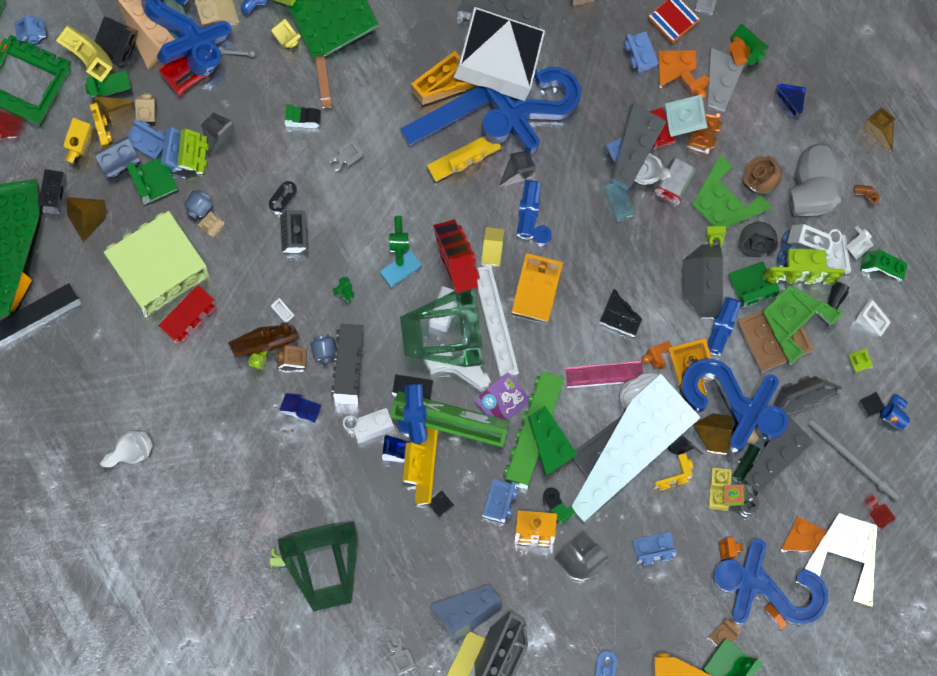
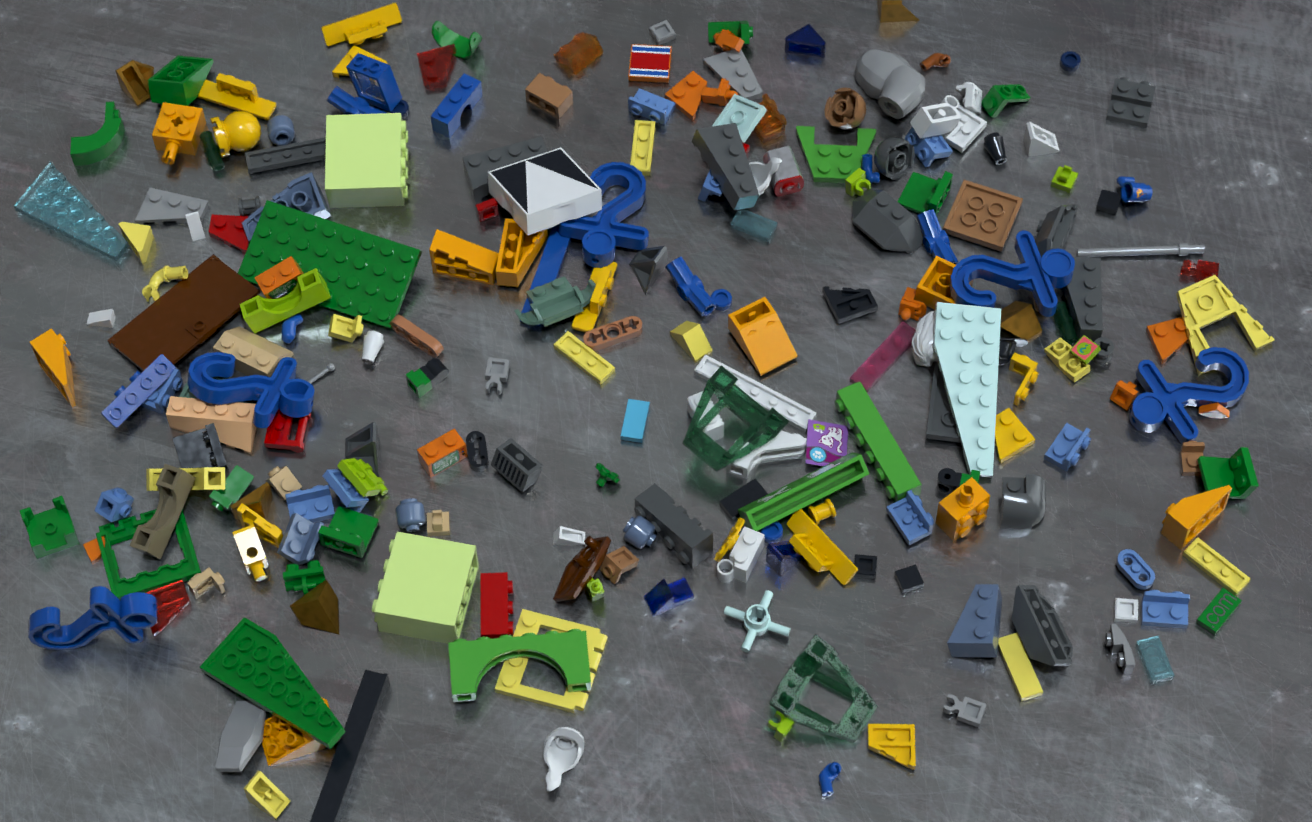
camera: 40 degrees left, 15 degrees down
(33, 73) = (173, 489): none -> dark tan arch
(34, 131) = (204, 581): none -> tan bracket
(52, 191) = (270, 613): black brick -> none
(93, 187) = (304, 578): none -> green hips
(135, 338) = (476, 657): none -> bright green arch
(176, 357) = (513, 669): none -> light yellow hinge
(258, 179) = (442, 453): none -> orange brick
(273, 616) = (827, 776): none -> blue arm
(289, 63) = (371, 346): none -> white cone
(335, 634) = (894, 742): none -> yellow wing
(338, 483) = (752, 625): none -> light aqua bar
(370, 408) = (729, 542): none -> yellow wheel
(398, 241) = (611, 400): green piece -> none
(403, 52) = (462, 259): none -> light orange wedge
(414, 194) = (584, 357): none -> light yellow tile
(415, 413) = (775, 505): blue piece -> none
(429, 139) = (555, 302): none -> sand green plate
(445, 187) = (617, 325): none -> nougat beam
(450, 442) = (822, 511): none -> yellow bush
(456, 31) = (487, 210): none -> red tile
(456, 255) = (677, 359): red brick -> none
(458, 538) = (909, 578): none -> black tile
(551, 442) = (906, 435): green wing -> none
(605, 77) = (643, 146): none -> light yellow tile
(626, 504) = (1010, 435): none -> yellow wing
(735, 230) = (867, 166): none -> blue arm
(790, 313) = (978, 186): bright green wing -> none
(805, 266) = (956, 141): lime bracket -> none

